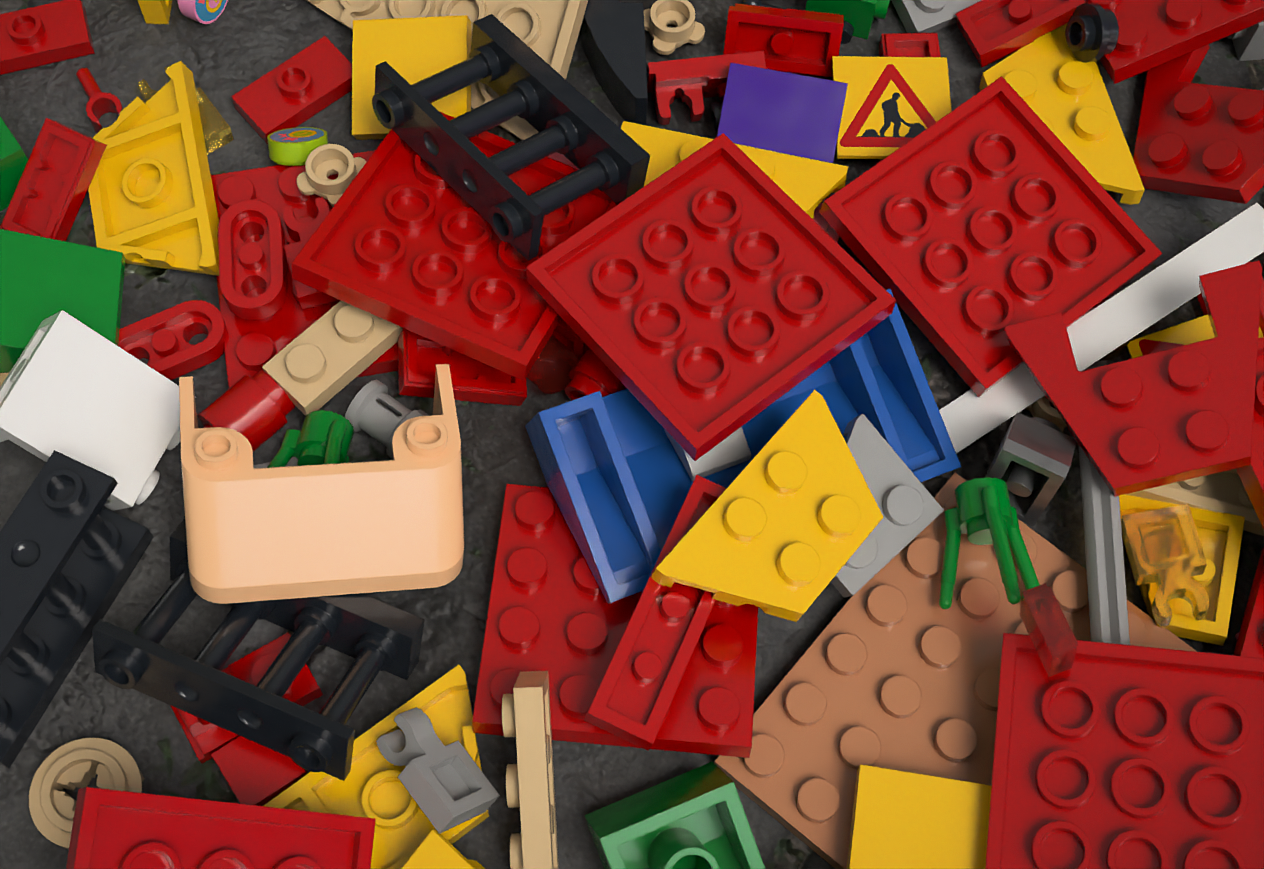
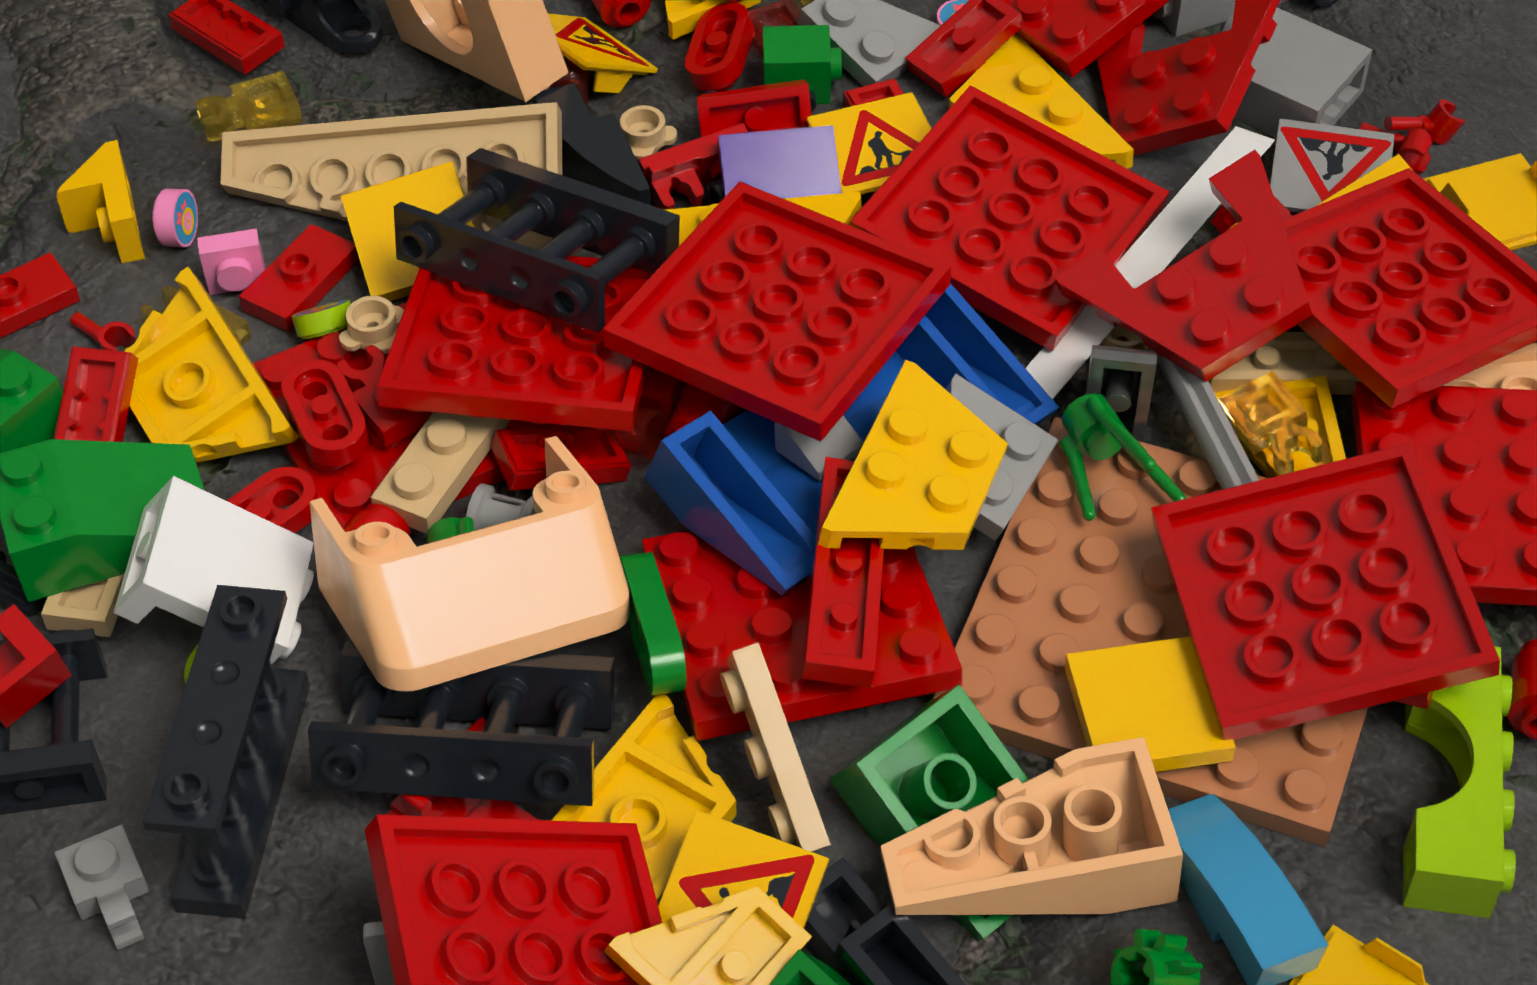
camera: 15 degrees left, 15 degrees down
(74, 767) = (311, 895): tan gear -> none
(235, 56) = (231, 260): none -> bright pink plate
(437, 776) = (686, 774): light grey plate -> none
(475, 590) = (653, 626): none -> green beam
(1048, 629) = (1189, 480): clear red tile -> none
(1091, 32) = (1036, 36): black plate -> none

